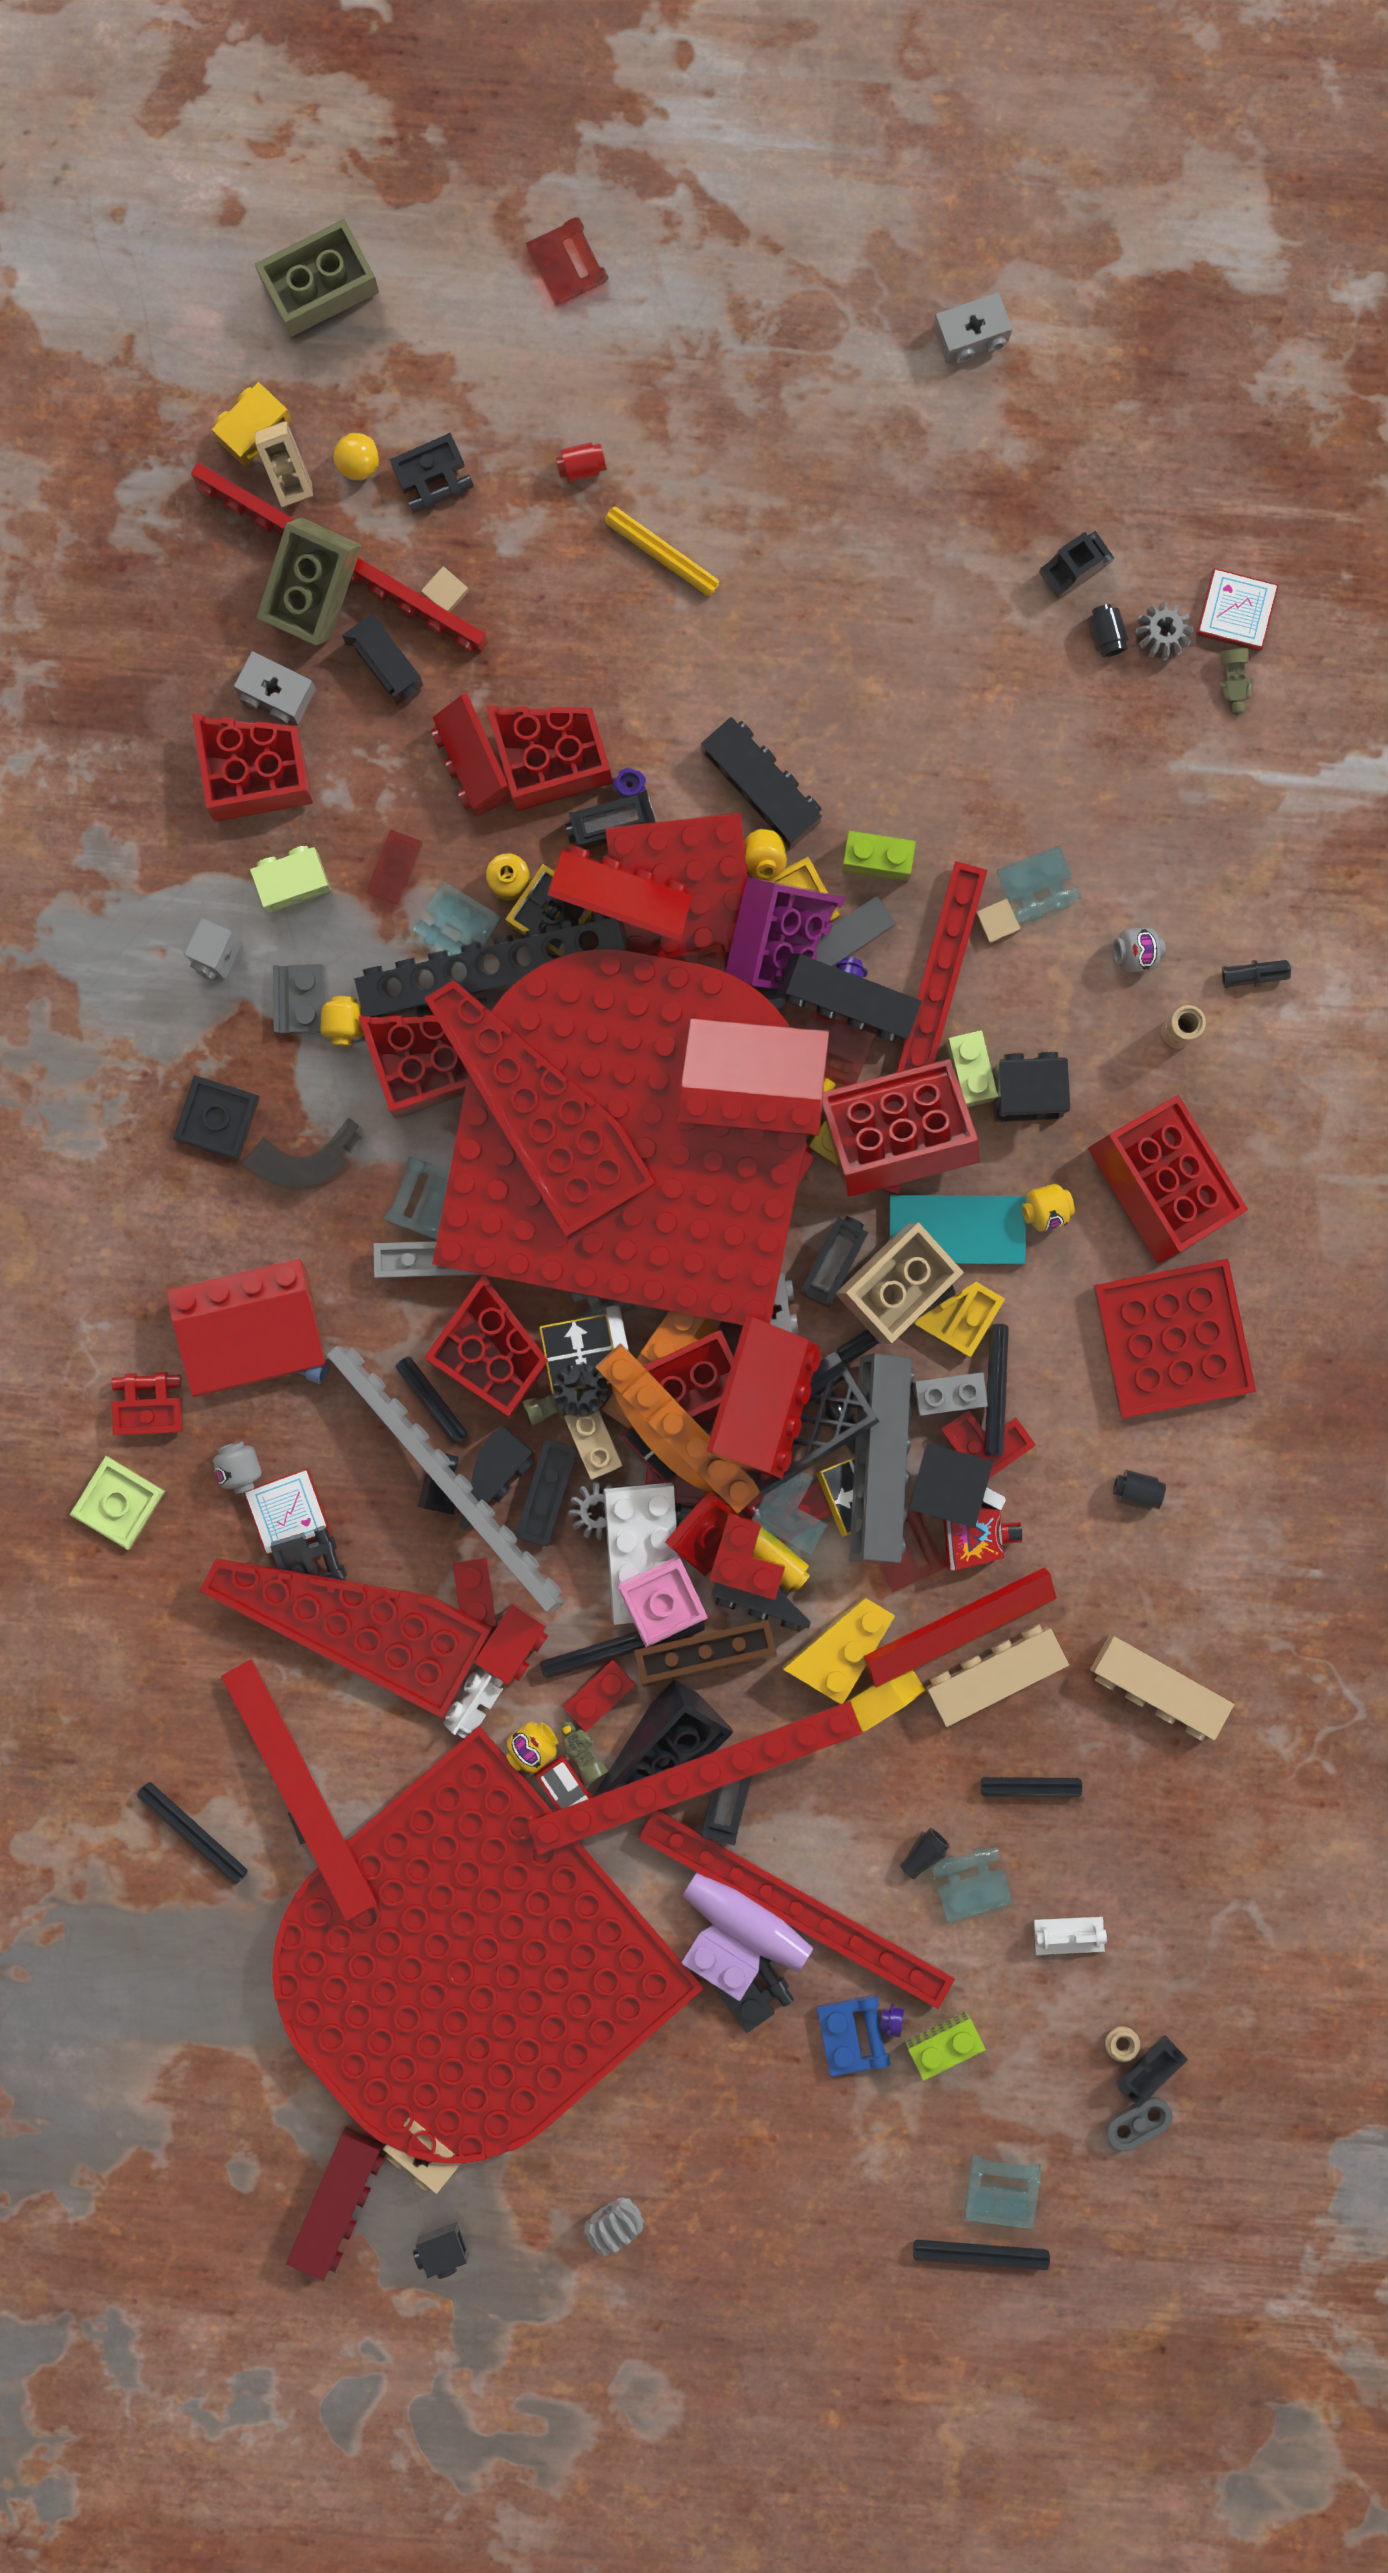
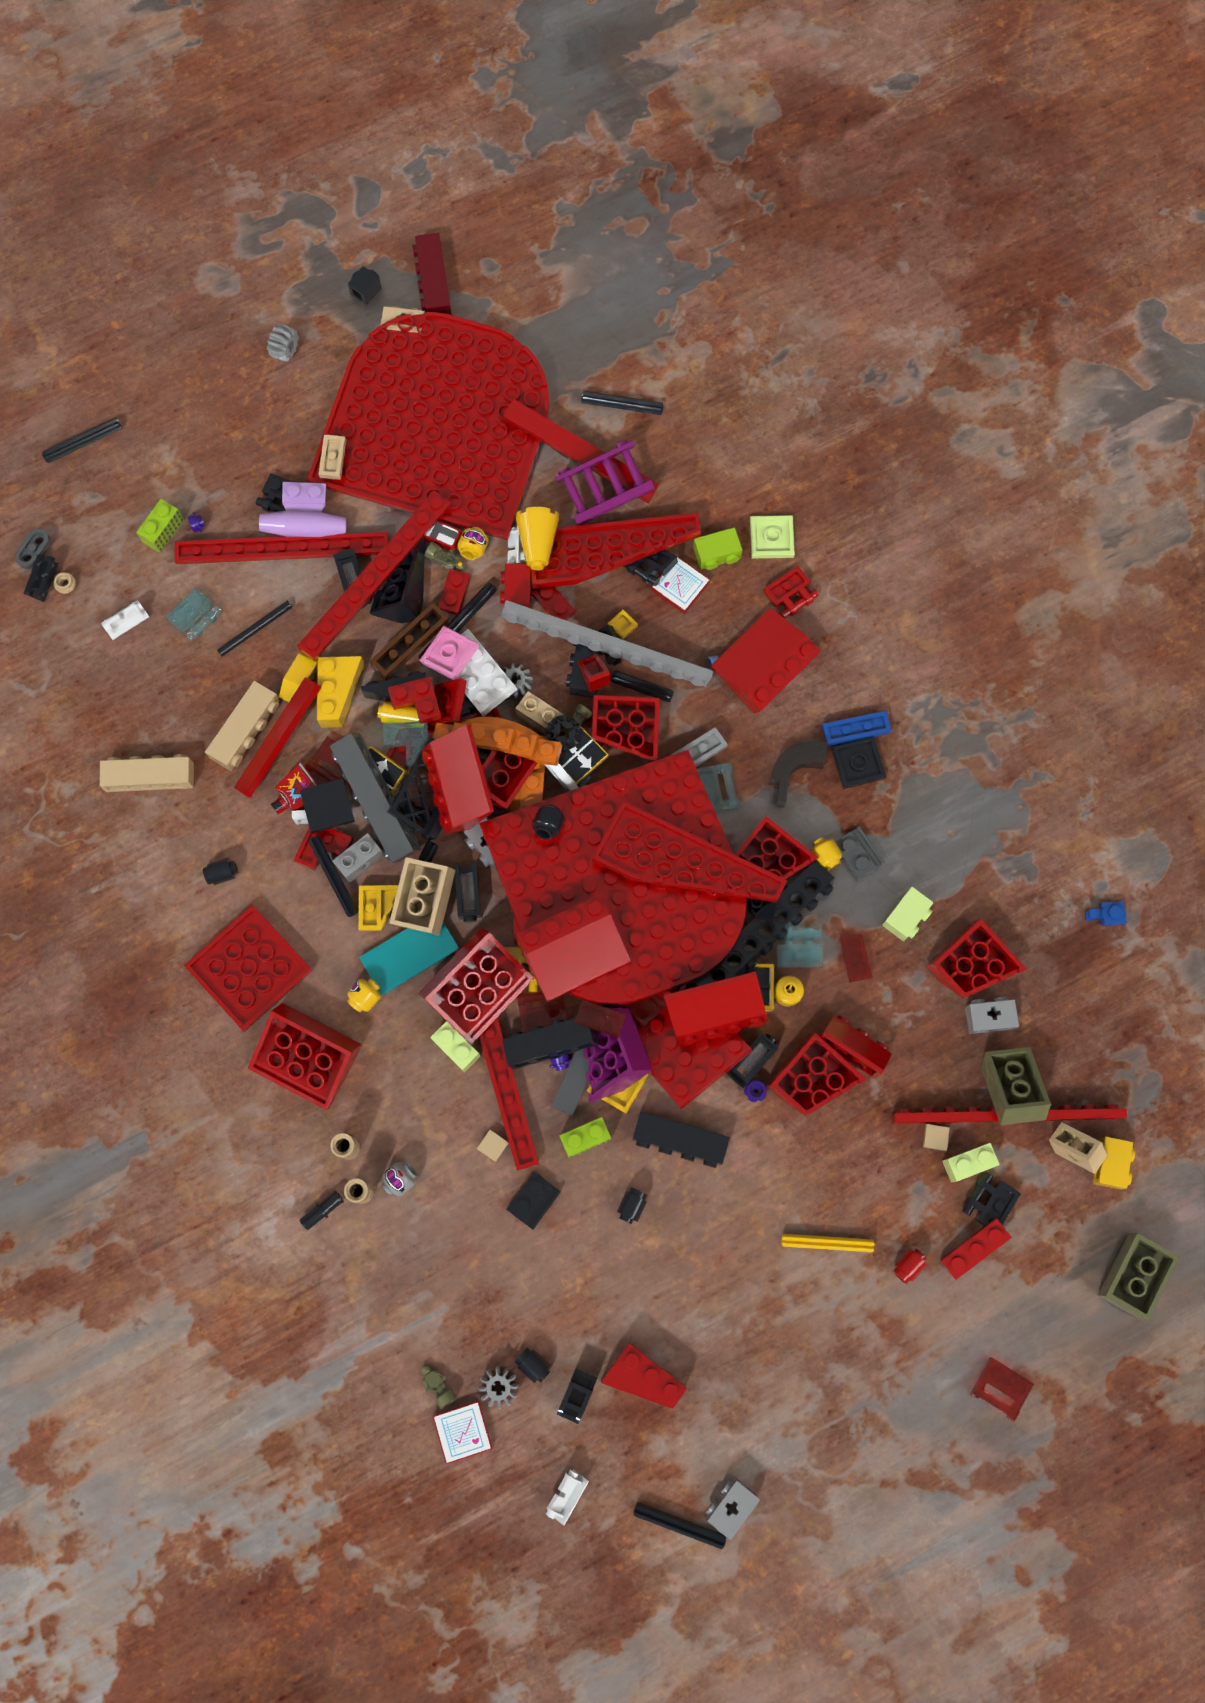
camera: 150 degrees right, 10 degrees down
(34, 721) = (1109, 913): none -> blue plate
(188, 1162) = (856, 728): none -> blue plate
(204, 1528) = (717, 549): none -> lime brick
(212, 950) = (923, 845): light grey brick -> none
(236, 1467) = (722, 588): light grey head -> none
(285, 1684) = (621, 497): none -> magenta fence
(356, 456) = (1041, 1182): yellow piece -> none
(384, 659) = (941, 1073): black window -> none
(401, 1504) = (623, 624): none -> yellow tile
(425, 532) = (970, 1162): none -> yellowish green brick
(442, 1690) = (537, 534): none -> yellow cone
(486, 1450) = (594, 672): none -> red slope
(488, 431) = (976, 1248): none -> red plate
(546, 1492) = (548, 674): black plate -> none
(649, 1996) = (332, 457): none -> tan plate
(681, 1268) = (548, 822): none -> black head
(764, 854) = (651, 1096): yellow head -> none
(773, 975) = (600, 1018): none -> clear red plate
(841, 2036) = (219, 501): blue plate -> none
(872, 740) = (632, 1205): none -> black brick
(900, 1812) = (254, 628): none -> black bar
(926, 1852) = (228, 614): black cone -> none
(985, 533) = (644, 1378): none -> red wedge
(988, 824) = (533, 1200): none -> black plate
(998, 2203) = (85, 469): clear light blue plate -> none
(1030, 1787) = (190, 682): black axle -> none
(1031, 1087) = (413, 1055): black piece -> none
(1036, 874) = (487, 1188): clear light blue plate -> none
(1046, 350) = (679, 1525): none -> black axle
(1157, 459) = (571, 1491): none -> white hinge
(1209, 955) = (351, 1186): none -> tan pin

